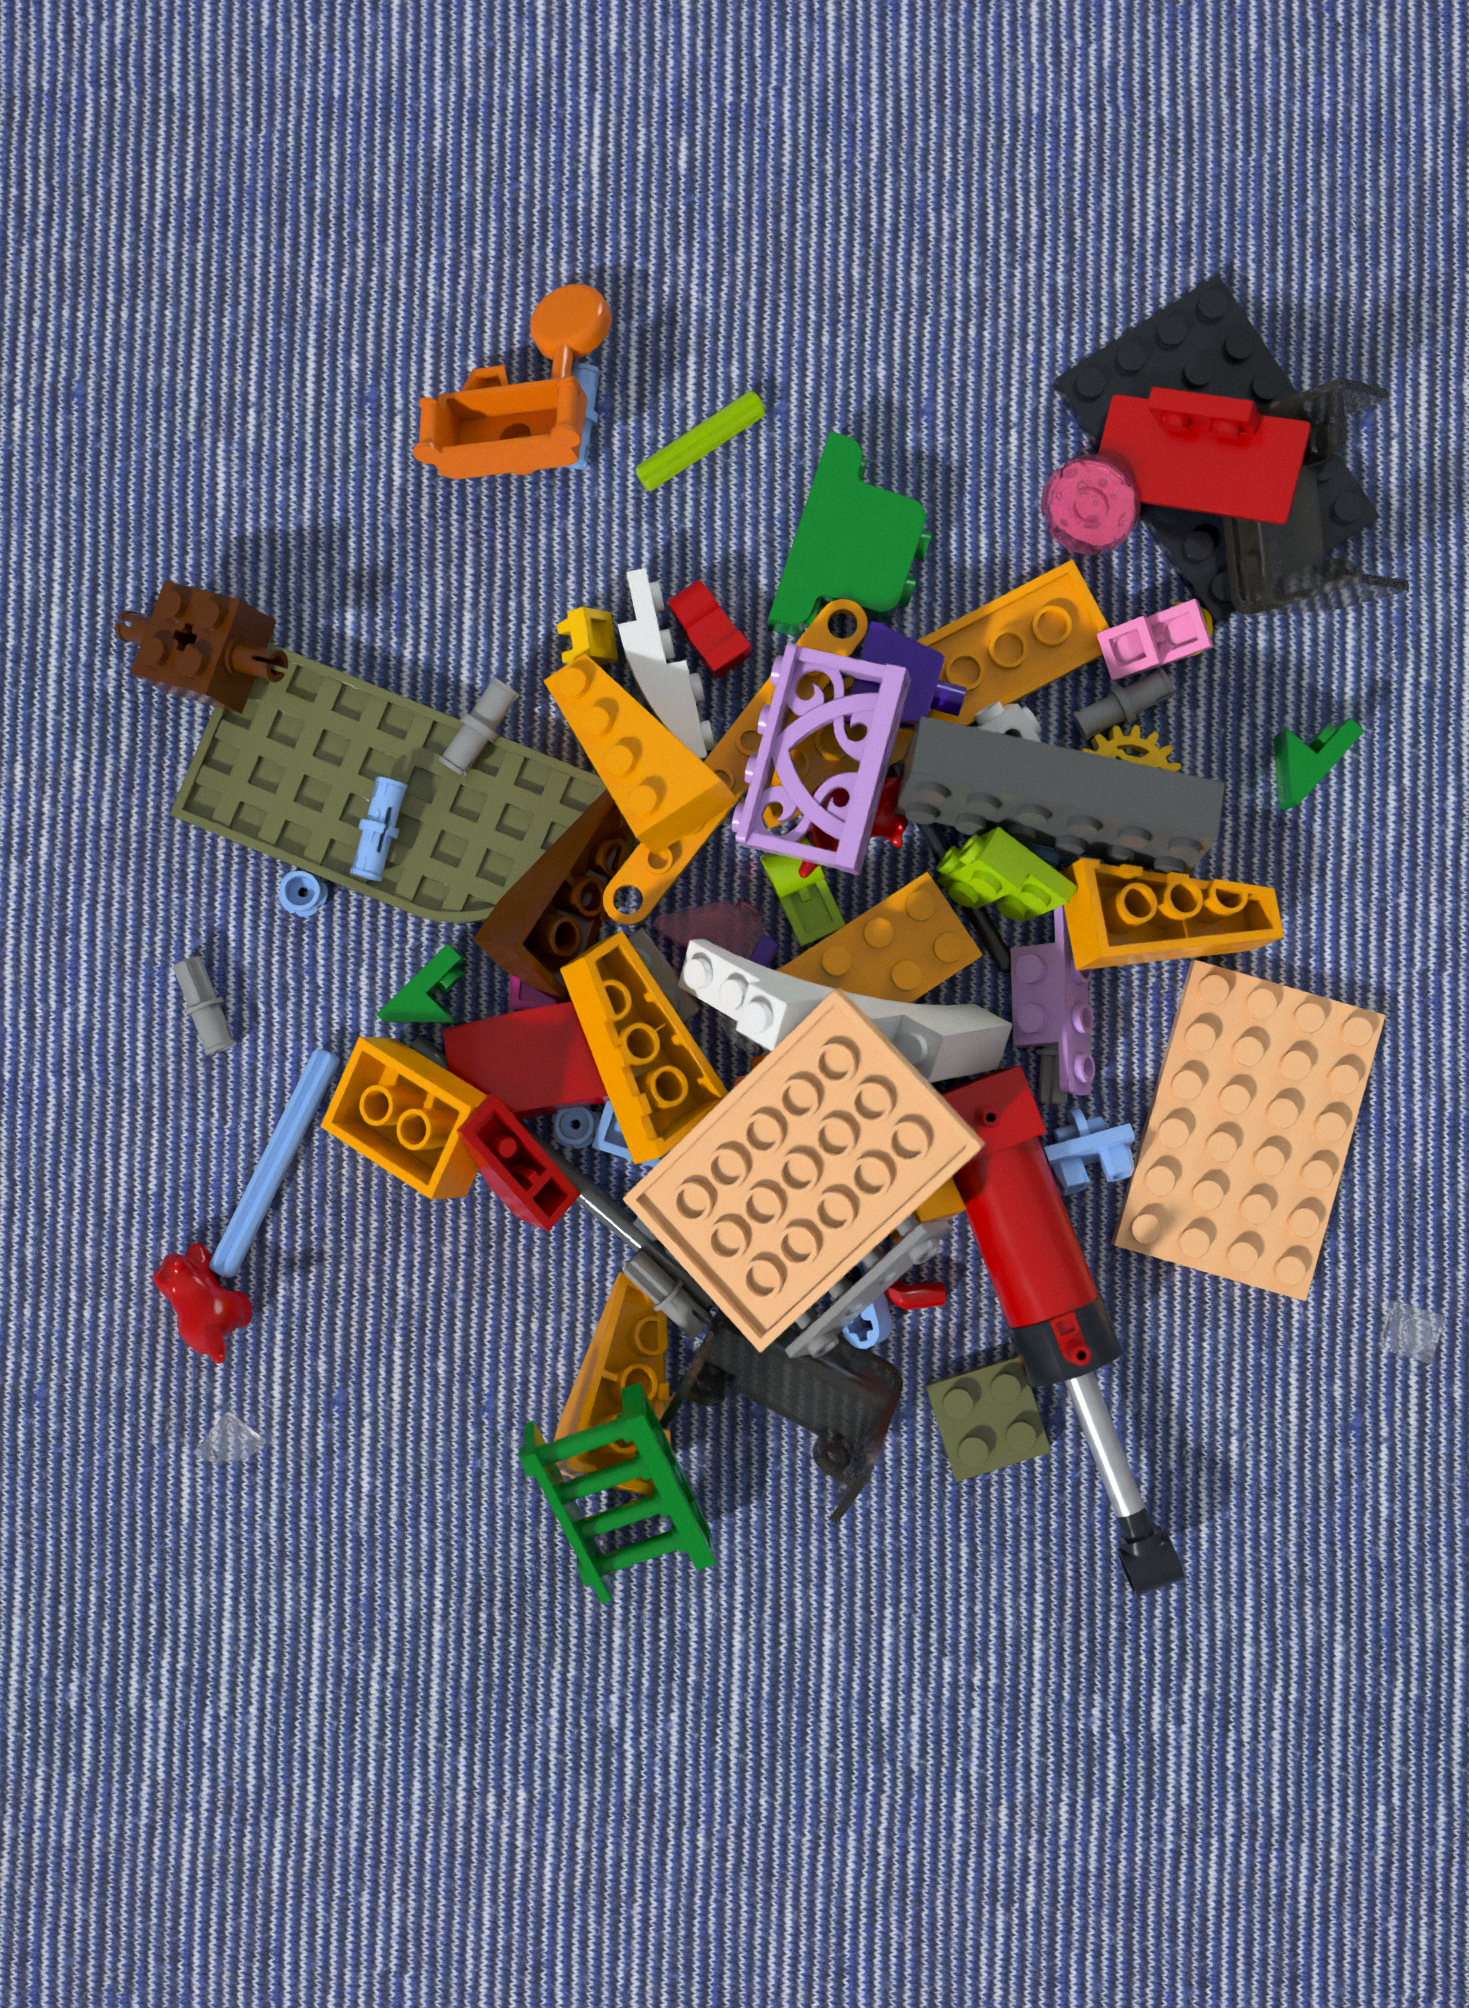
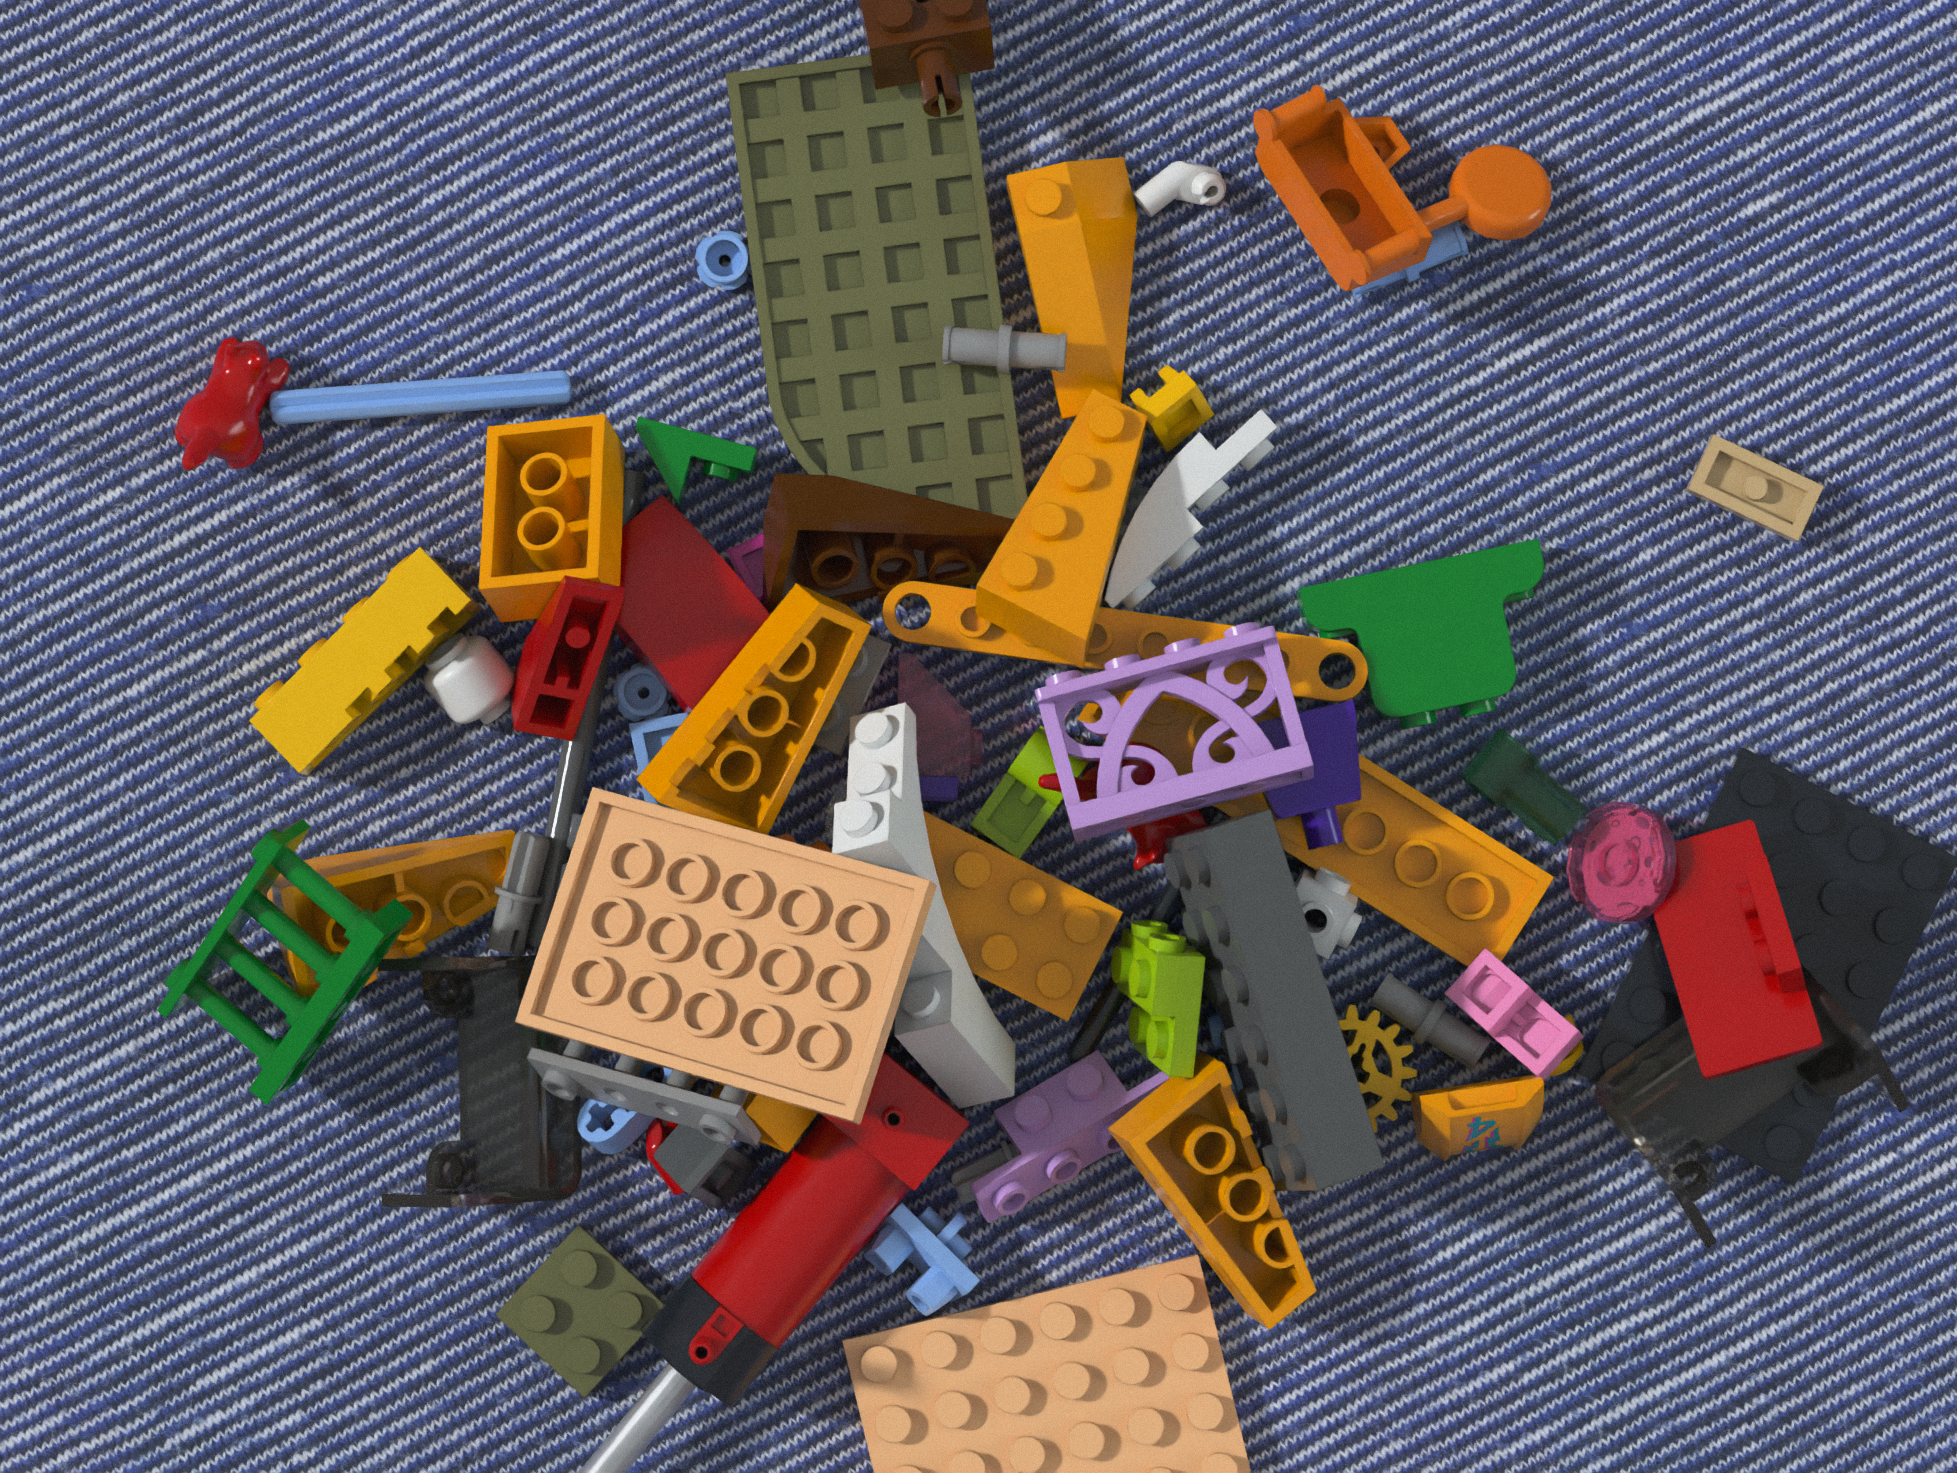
camera: 60 degrees right, 0 degrees up
(204, 1005) = (544, 226): light grey axle -> none
(229, 1441) = (100, 520): clear tile -> none
(378, 828) = (836, 305): light blue pin -> none
(435, 540) = (1181, 182): none -> white arm
(437, 1311) = (363, 661): none -> yellow wedge
(444, 643) = (1079, 256): none -> light orange wedge
(494, 1242) = (469, 679): none -> white head
(700, 440) = (1455, 404): lime axle -> none
(708, 629) = (1254, 529): red leg -> none
(879, 267) = (1754, 488): none -> tan plate
(939, 1277) = (703, 1166): none -> dark grey slope
(985, 550) = (1511, 779): none -> clear green piece
(1209, 704) = (1478, 1115): none -> light orange slope
(1302, 768) = (1468, 1255): green slope -> none

